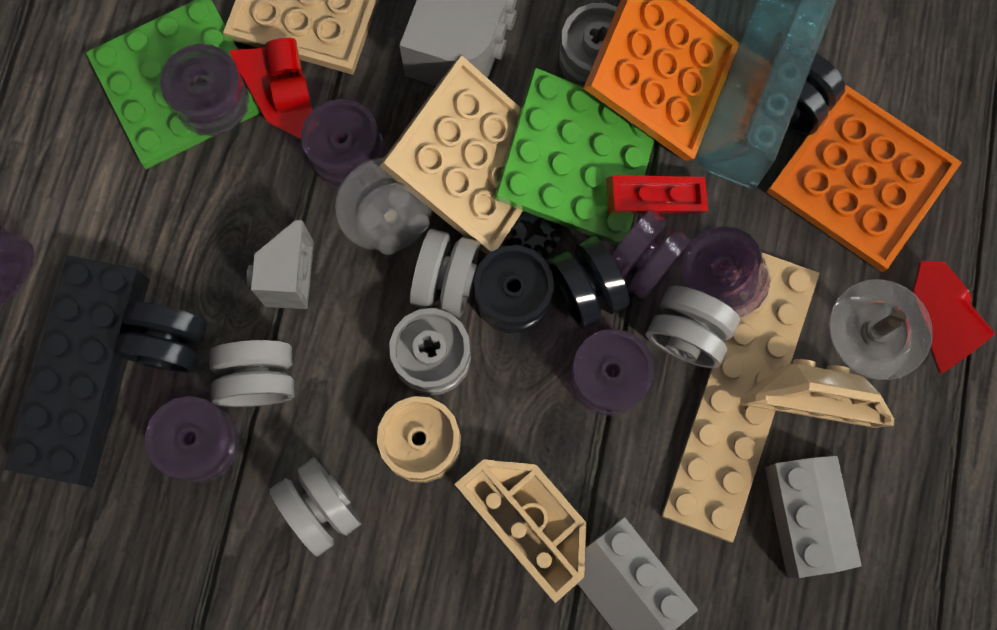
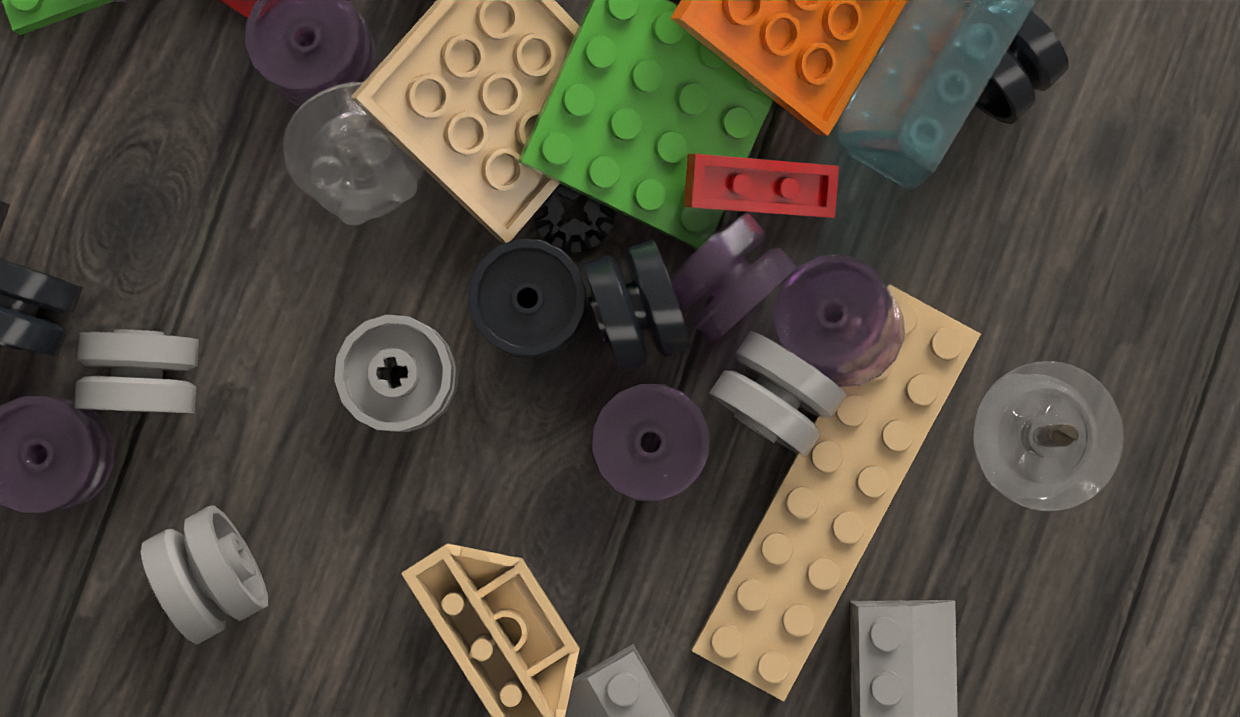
camera: 10 degrees right, 10 degrees up
(283, 269) = (200, 223): light grey slope -> none
(401, 427) = (331, 505): tan wheel -> none
(440, 272) = (431, 263): light grey wheel -> none
(821, 394) = (941, 515): tan wedge -> none
(865, 179) = (1077, 200): orange plate -> none
(955, 322) = (1158, 429): red panel -> none

